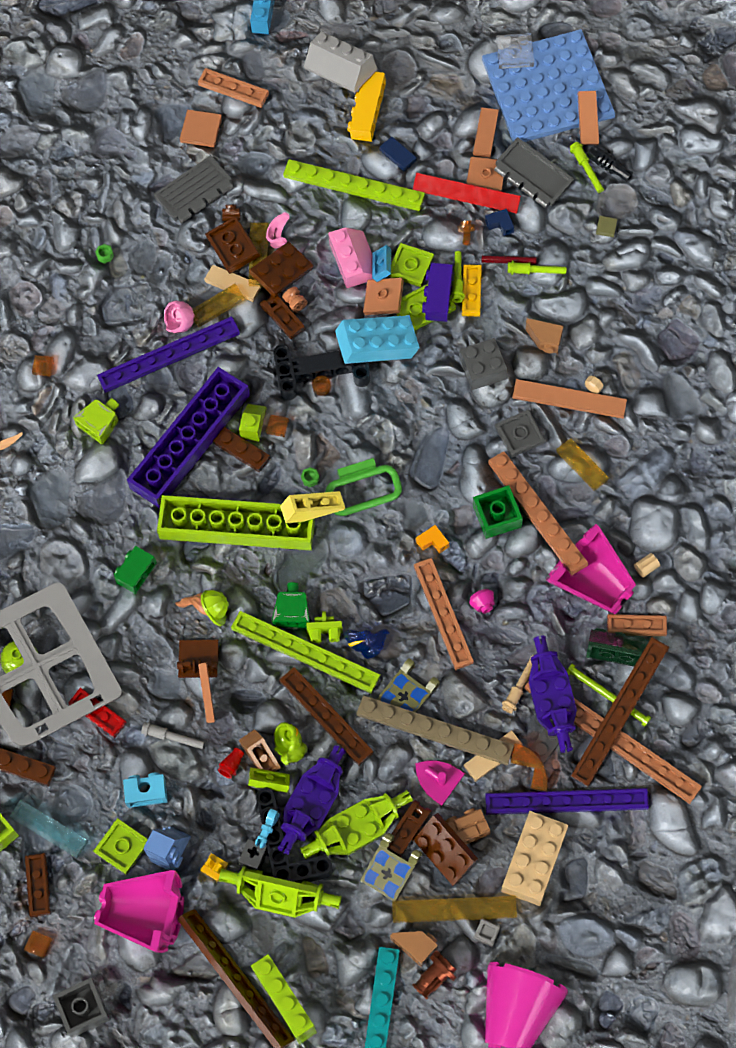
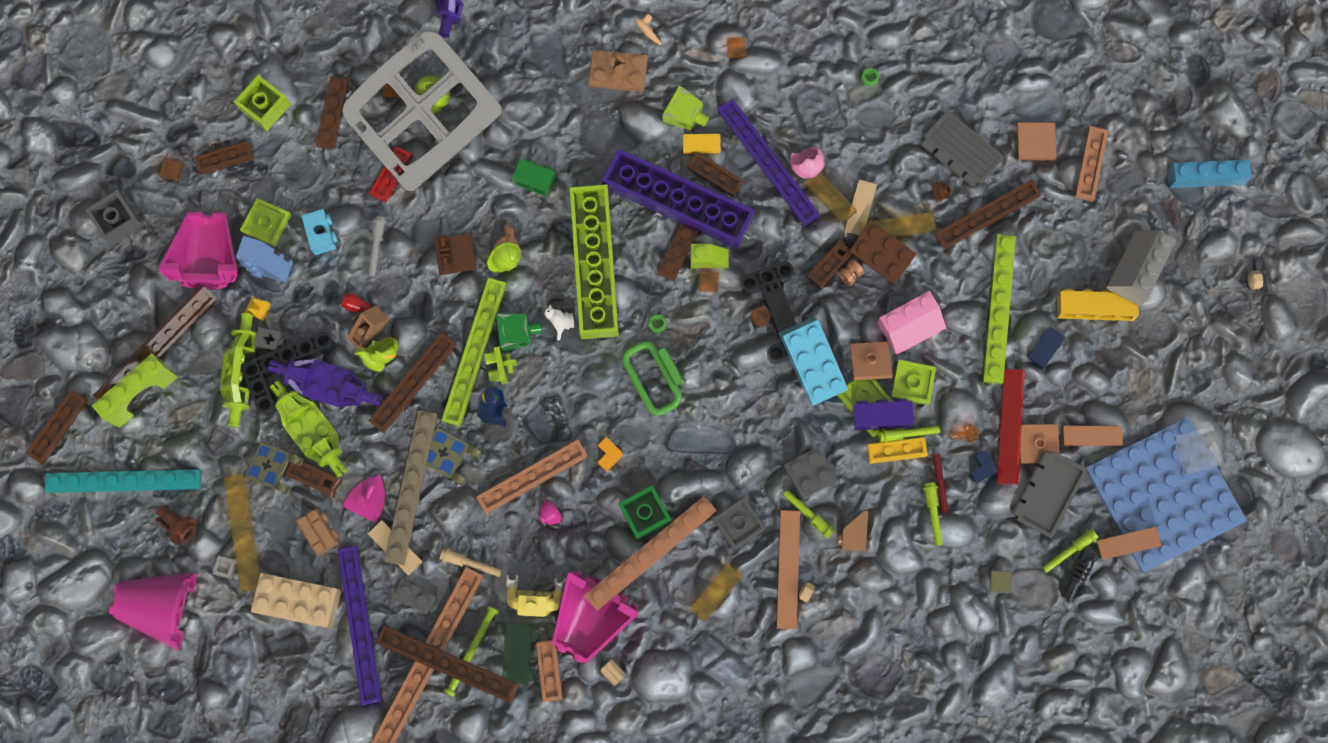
camera: 80 degrees right, 10 degrees up
(40, 477) = (618, 71): none -> medium nougat plate
(48, 829) = (274, 155): clear light blue plate -> none
(135, 411) = (701, 143): none -> yellow tile
(170, 402) = (715, 174): none -> reddish brown plate
(206, 691) = (416, 267): nougat tile -> none
(232, 245) = (902, 199): reddish brown tile -> none
(262, 175) = (987, 215): none -> reddish brown plate
(269, 779) = (341, 340): lime plate -> none
(271, 819) = (290, 346): medium azure piece -> none
(275, 229) = (932, 239): bright pink helmet -> none
(289, 565) = (559, 320): none -> white animal
(310, 506) = (613, 328): light yellow slope -> none
(381, 263) = (907, 351): dark azure plate -> none
(416, 945) = (203, 502): medium nougat slope -> none
(445, 849) = (292, 514): reddish brown plate -> none
(527, 757) = (391, 581): clear orange brick -> none
(537, 360) = (818, 522): none -> lime pin
(552, 694) = (456, 595): dark purple plate -> none
(569, 624) = (534, 601): none -> light yellow torso

